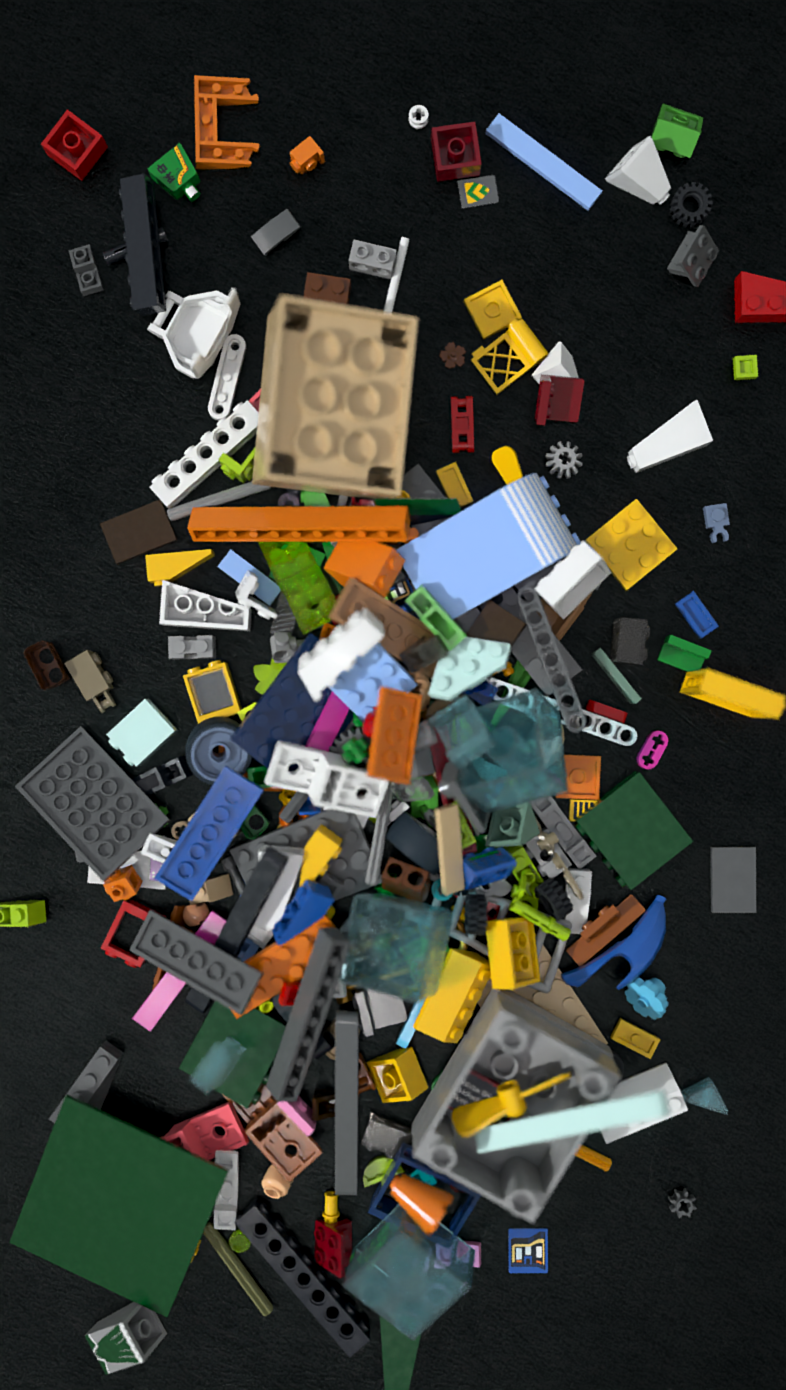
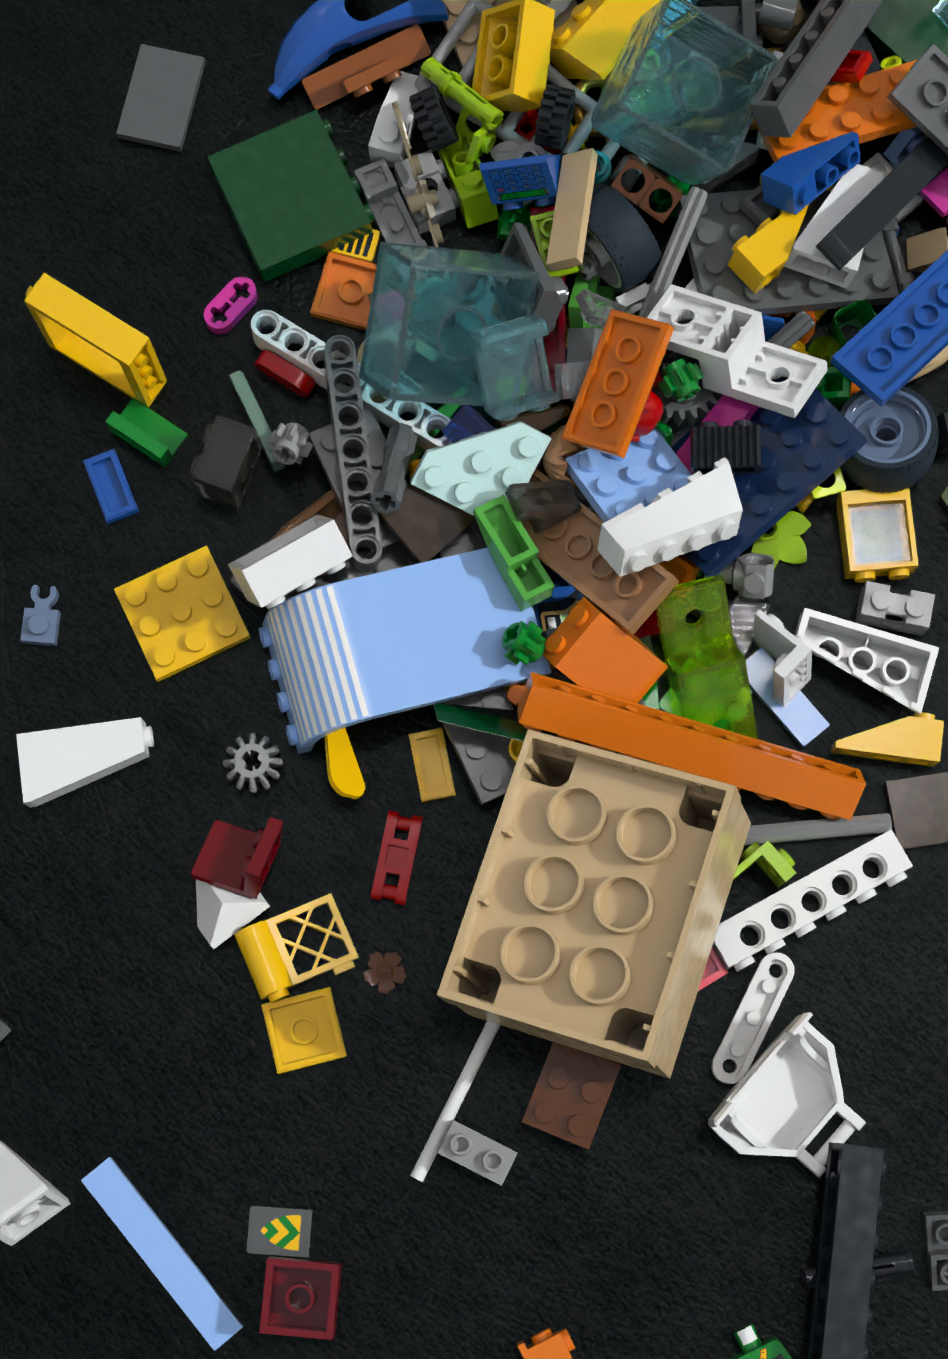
camera: 165 degrees left, 10 degrees down
(269, 805) = (824, 348): none -> clear neon green plate
(276, 231) = (623, 1237): dark grey slope -> none
(317, 713) = (737, 443): none -> black brick
(415, 560) = (523, 642): none -> green gear
(512, 826) = (471, 225): sand green slope -> none
(522, 640) = (390, 483): none -> dark grey axle
(591, 660) = (290, 443): none -> light grey gear

